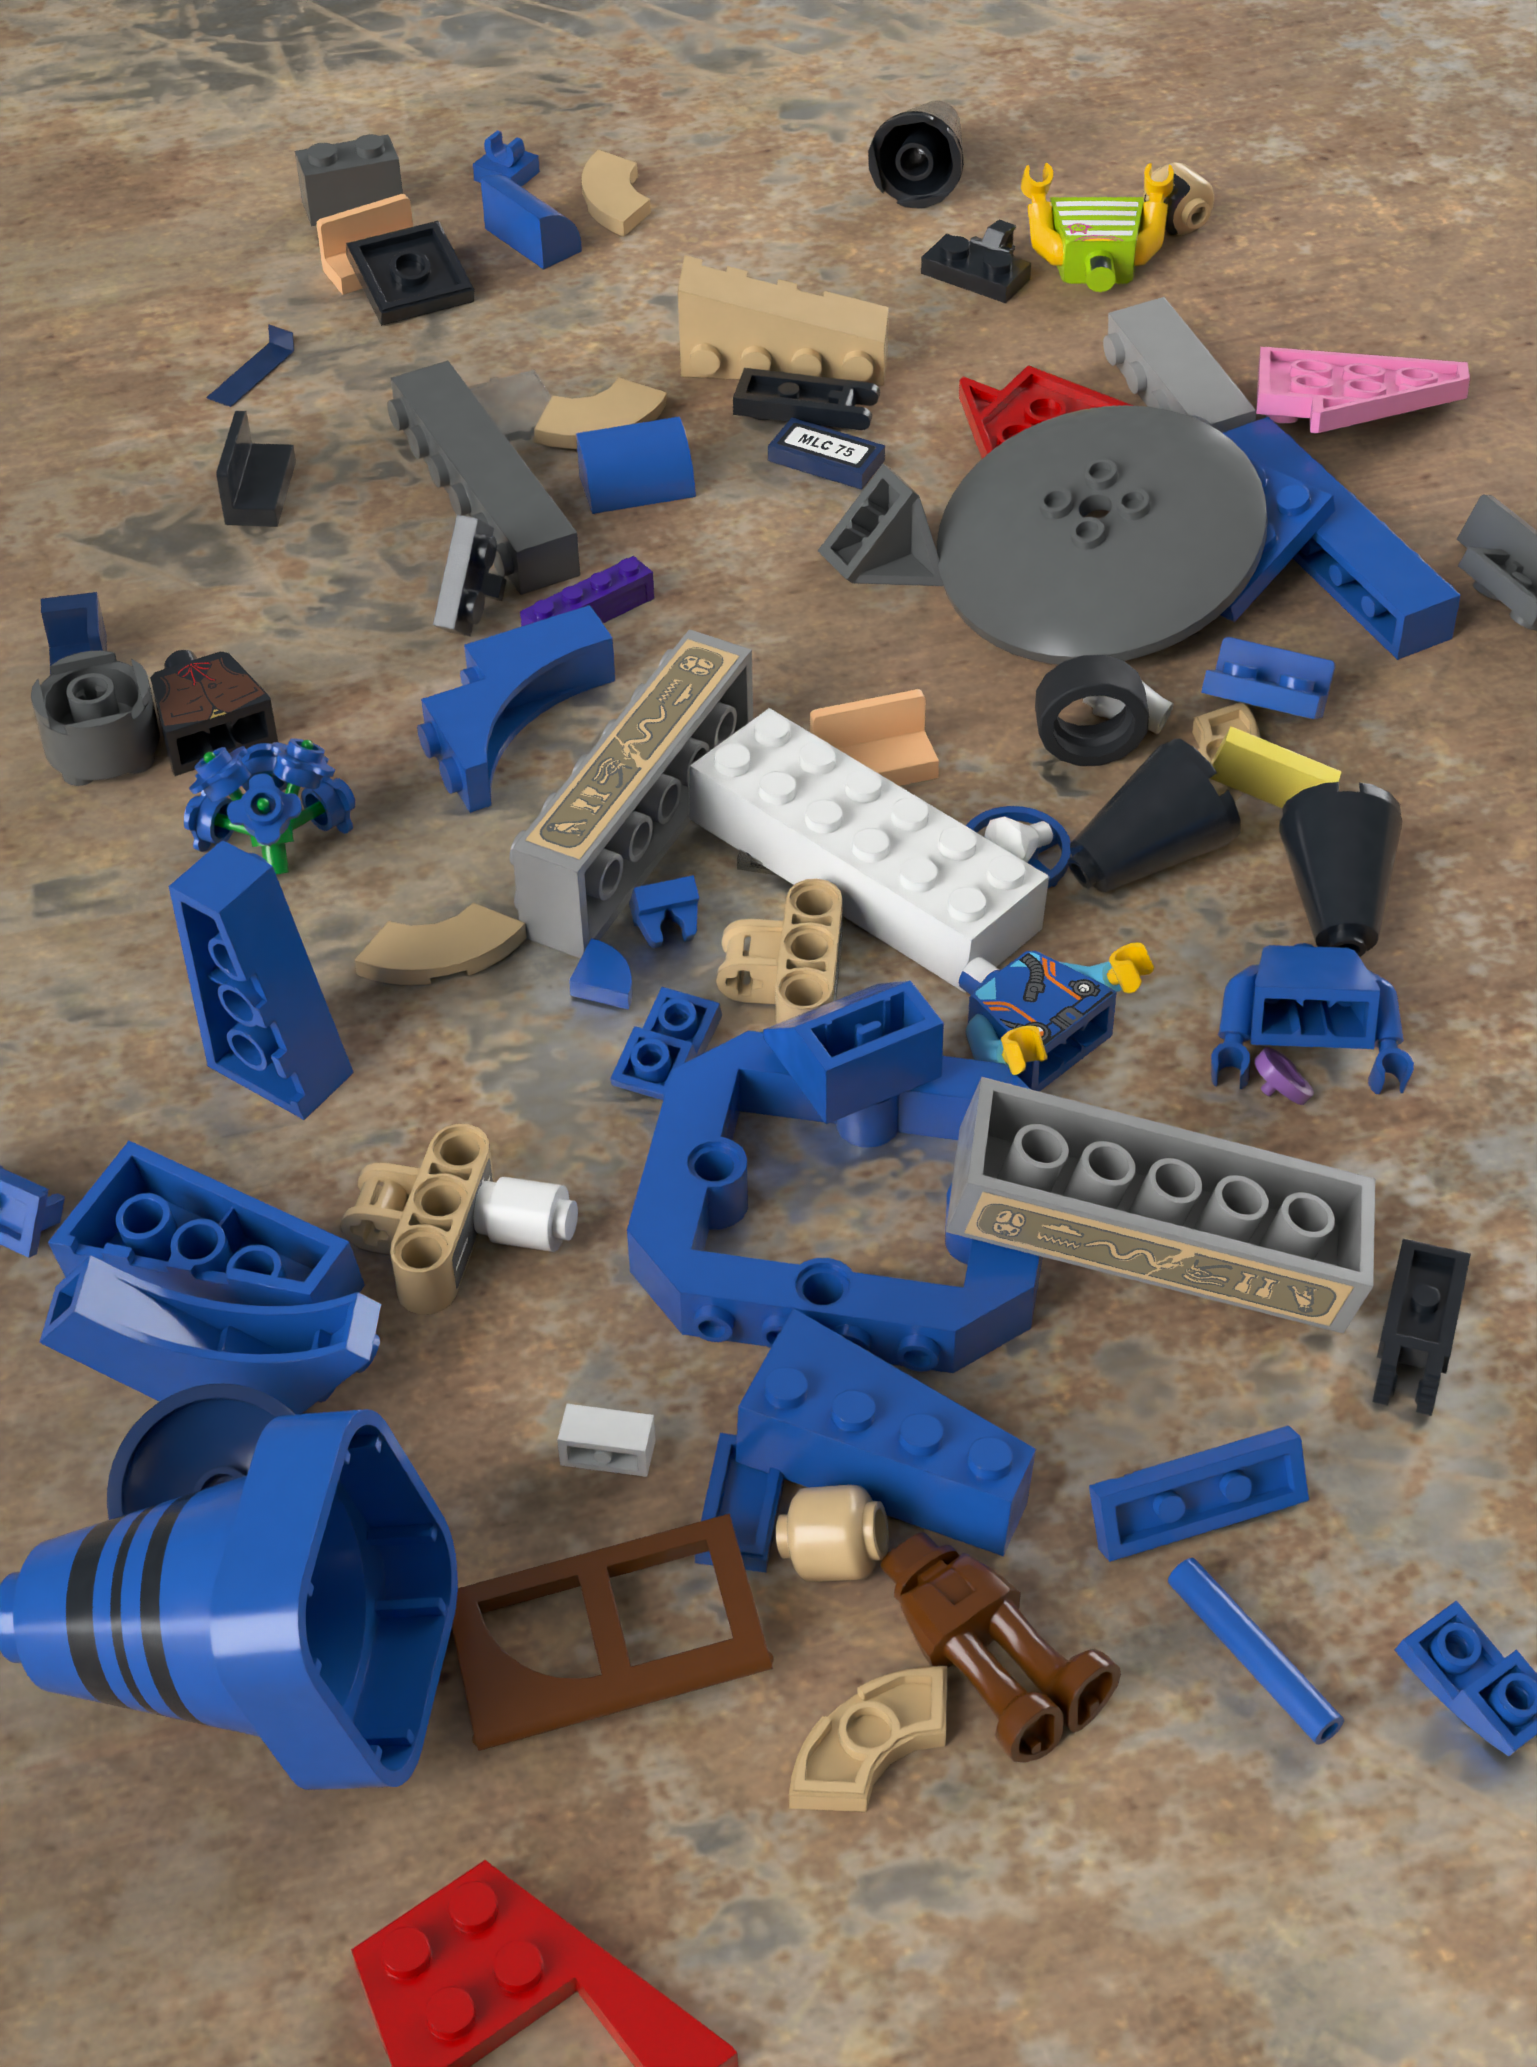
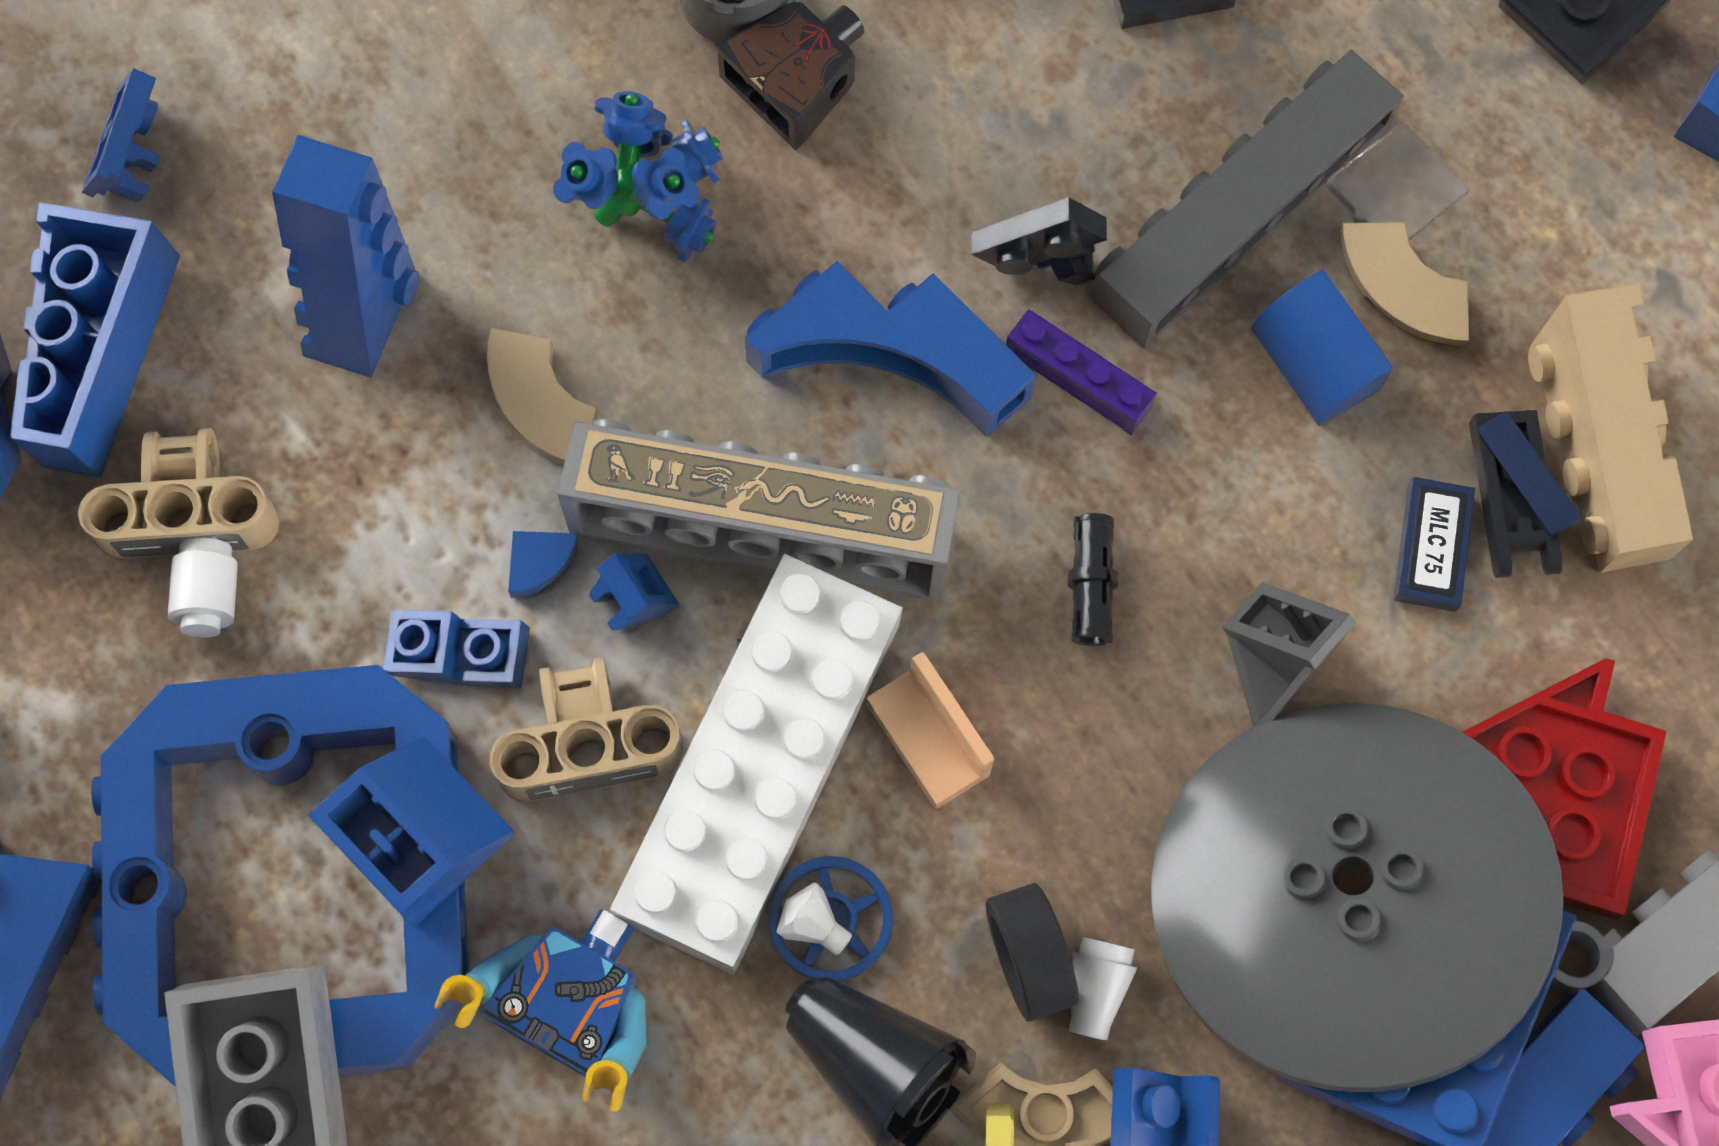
camera: 70 degrees right, 25 degrees up
(776, 634) = (1092, 579): none -> black pin
(799, 380) = (1529, 473): none -> dark blue piece

